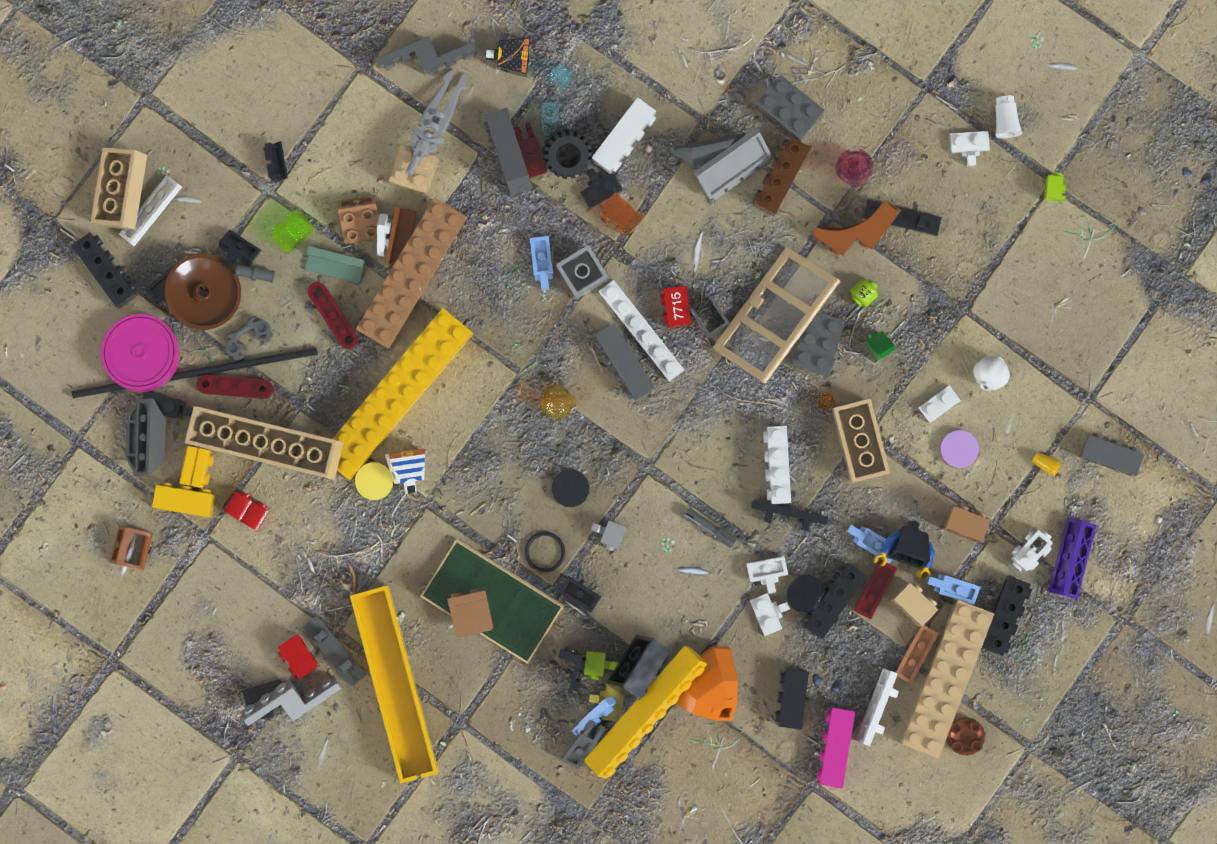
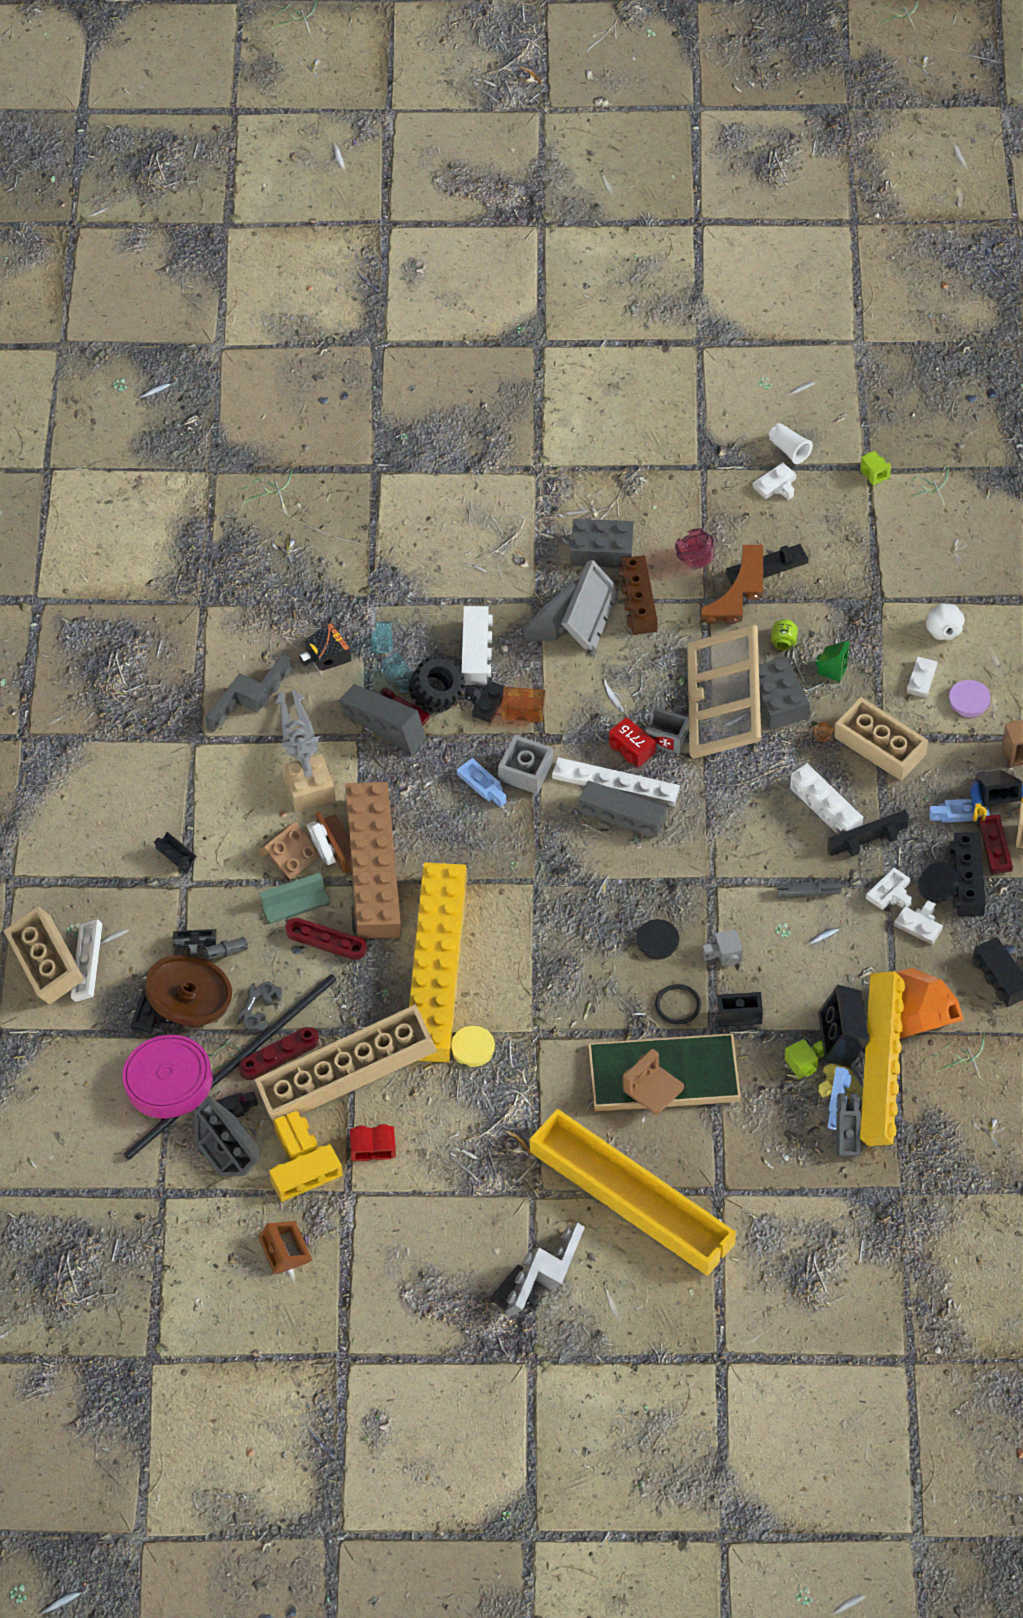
camera: 40 degrees left, 30 degrees down
(104, 270) = (79, 1033): black brick -> none
(292, 231) = (234, 896): clear neon green brick -> none
(298, 657) = (521, 1231): red brick -> none
(334, 650) = (550, 1207): dark grey hinge -> none
(407, 468) = (494, 1011): torso -> none
(557, 402) = (588, 876): clear yellow plant -> none
(571, 655) = (780, 1060): black bracket -> none

